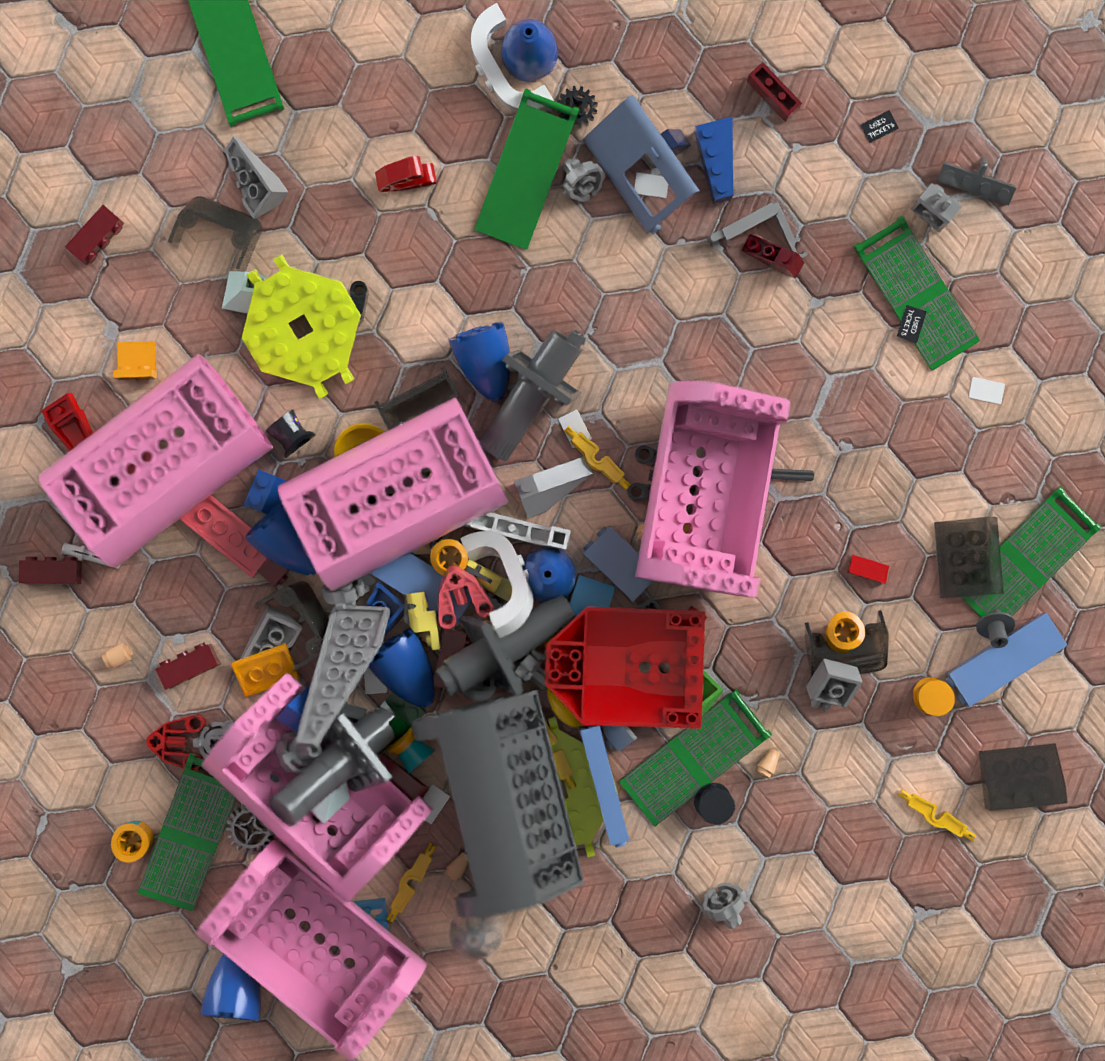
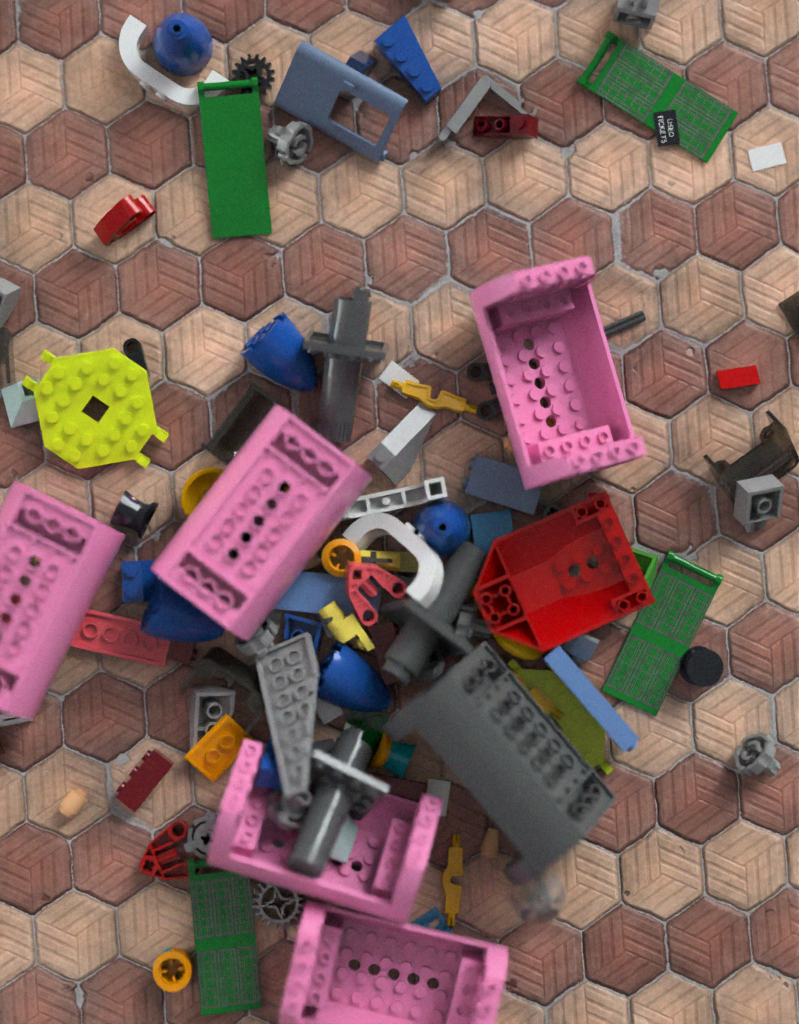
camera: 30 degrees left, 0 degrees up
(651, 185) = (358, 115): white sticker -> none
(768, 764) = (733, 605): light nougat cone -> none
(844, 632) = (744, 447): light orange hat -> none

